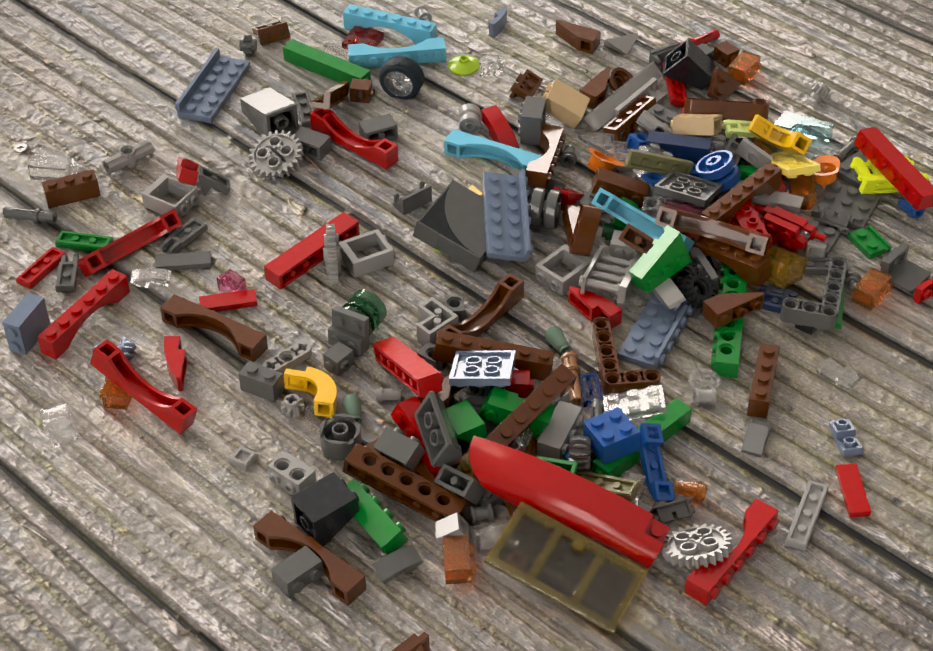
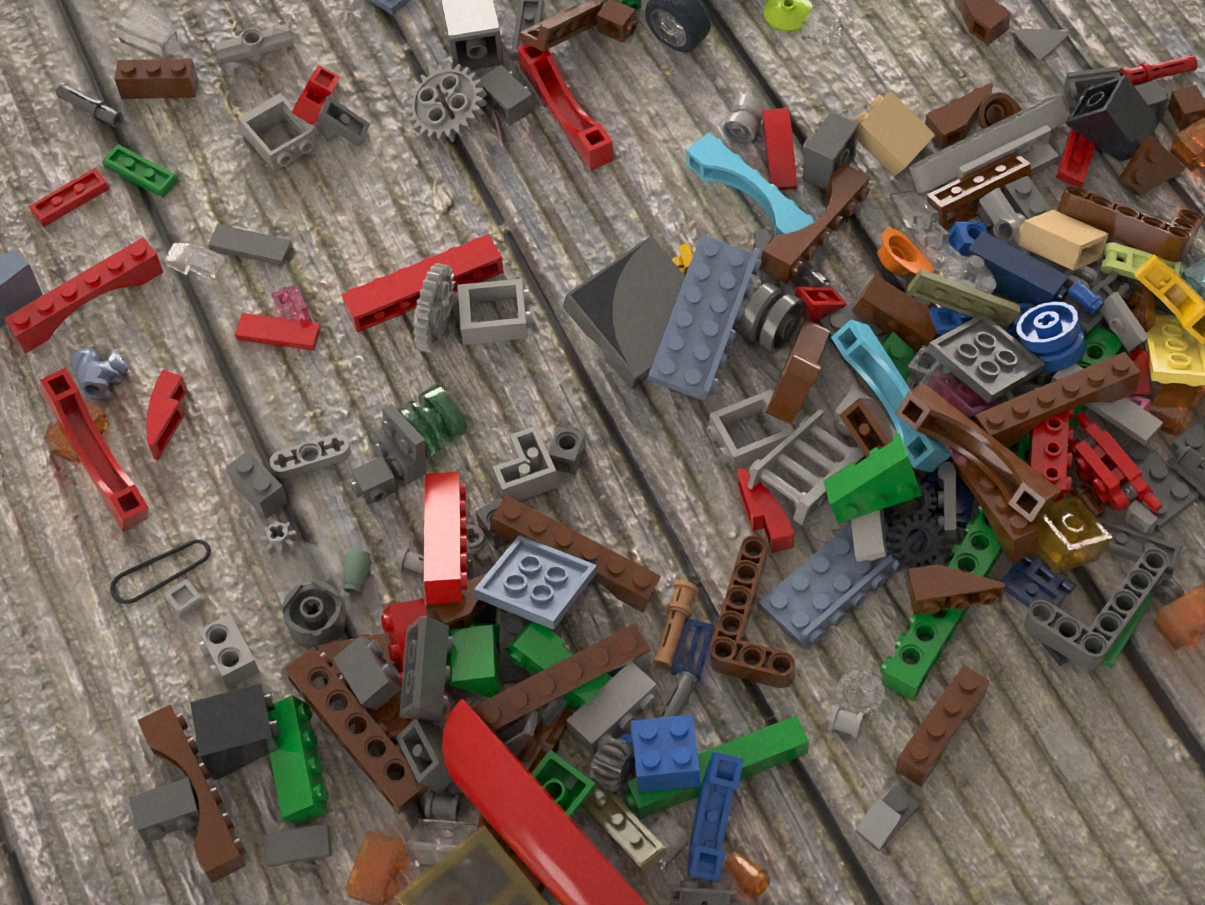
camera: 25 degrees right, 15 degrees up
(67, 274) = (94, 218): dark grey hinge -> none
(129, 243) = (188, 195): red arch -> none
(183, 236) = (267, 203): dark grey hinge -> none
(184, 313) = (209, 337): reddish brown arch -> none
(211, 443) = (124, 601): none -> black piece
(317, 384) = (329, 538): yellow arch -> none
(379, 128) = (608, 98): dark grey brick -> none
(414, 199) = (601, 237): dark grey hinge -> none
(451, 526) = (389, 820): brick -> none
(502, 299) = (638, 455): reddish brown arch -> none
(521, 383) = (595, 608): red brick -> none
(527, 84) = (858, 80): reddish brown bracket -> none
(556, 338) = (684, 547): sand green cone -> none
(568, 157) = (857, 228): dark grey cone -> none
(608, 230) = (854, 380): dark green cone -> none
(637, 402) = (735, 703): clear plate -> none
(725, 145) = (1086, 297): none -> blue pin
(845, 437) = (1017, 865): sand blue slope -> none

